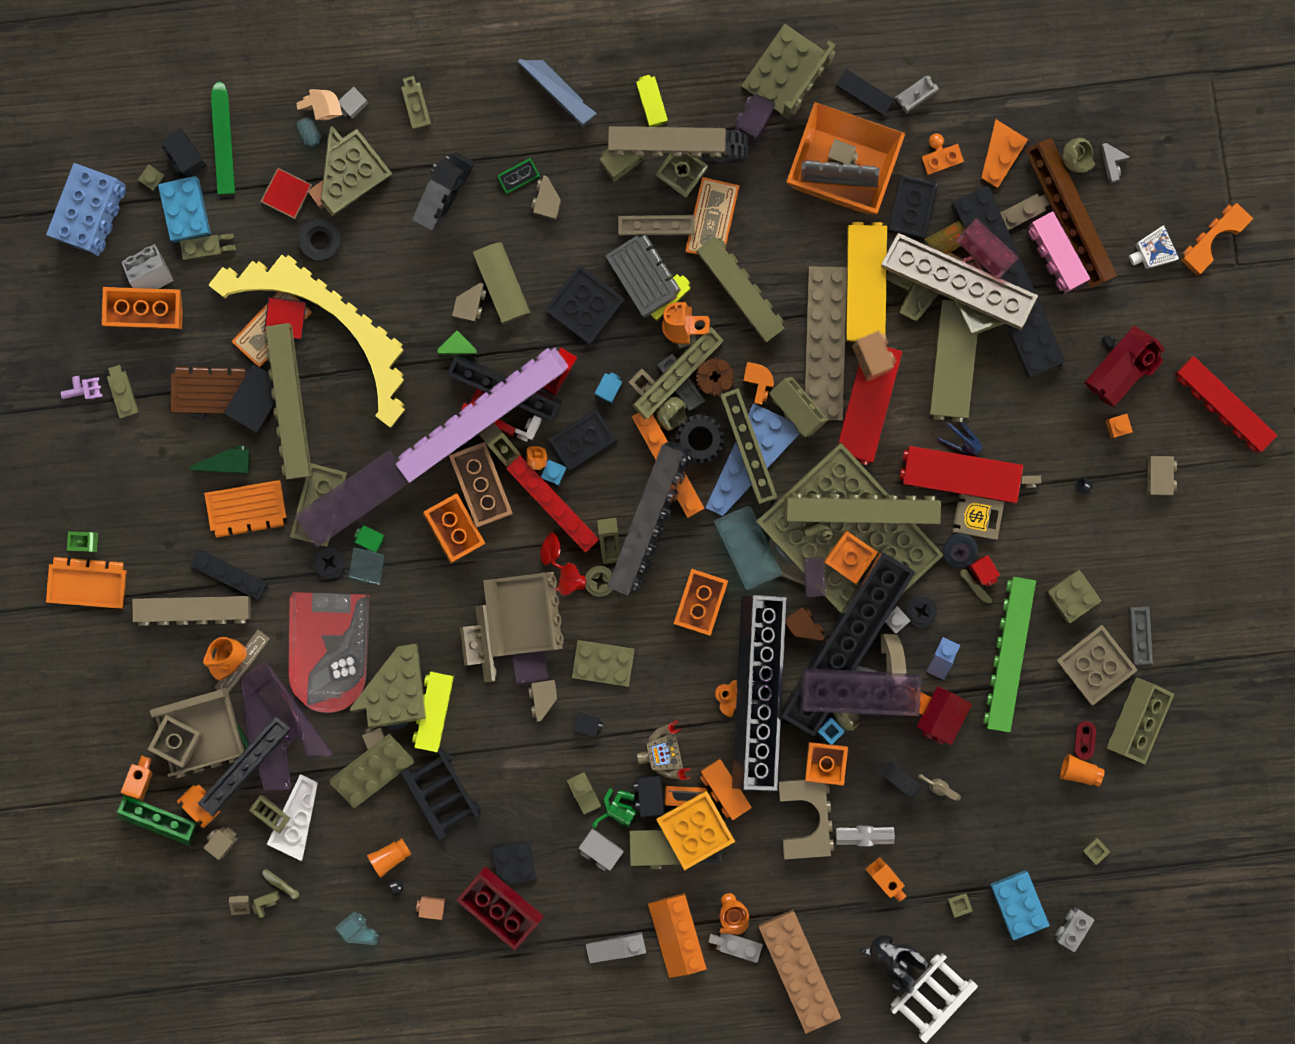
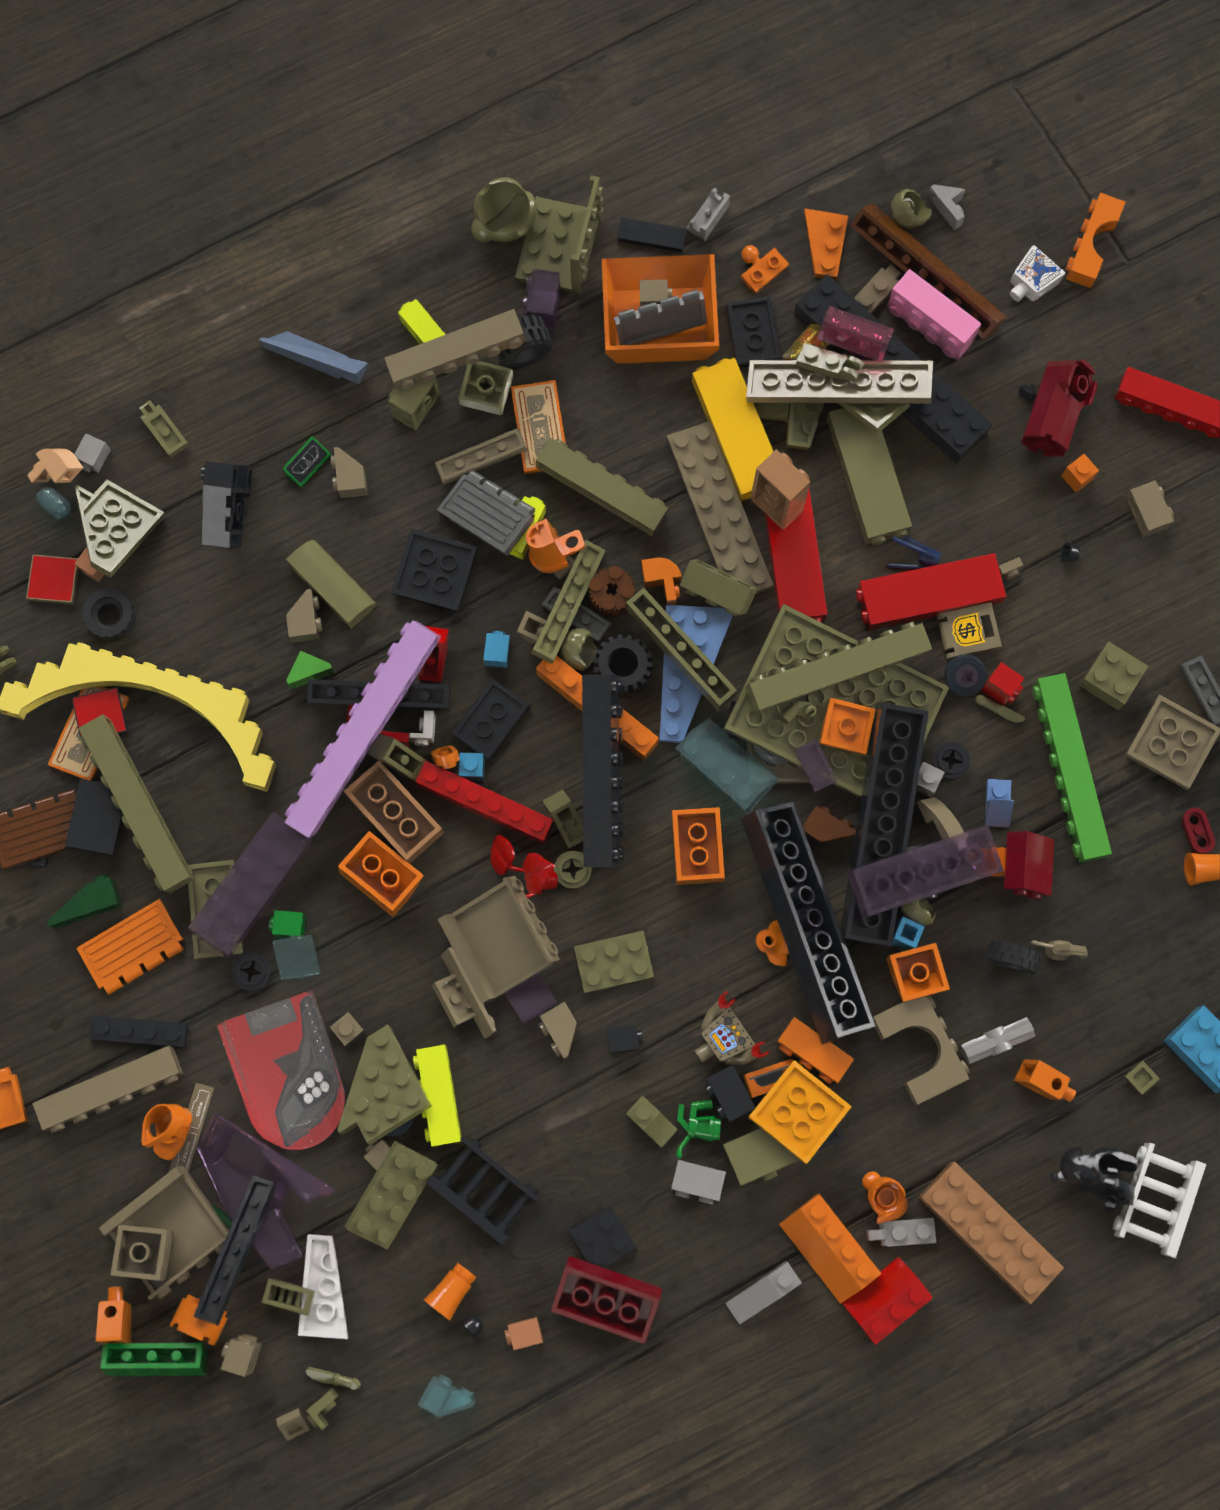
camera: 20 degrees left, 10 degrees down
(384, 634) = (346, 1029): none -> dark tan plate
(703, 989) = (887, 1301): none -> red slope
(751, 30) = (502, 211): none -> olive piece
(956, 262) = (829, 363): none -> olive hinge

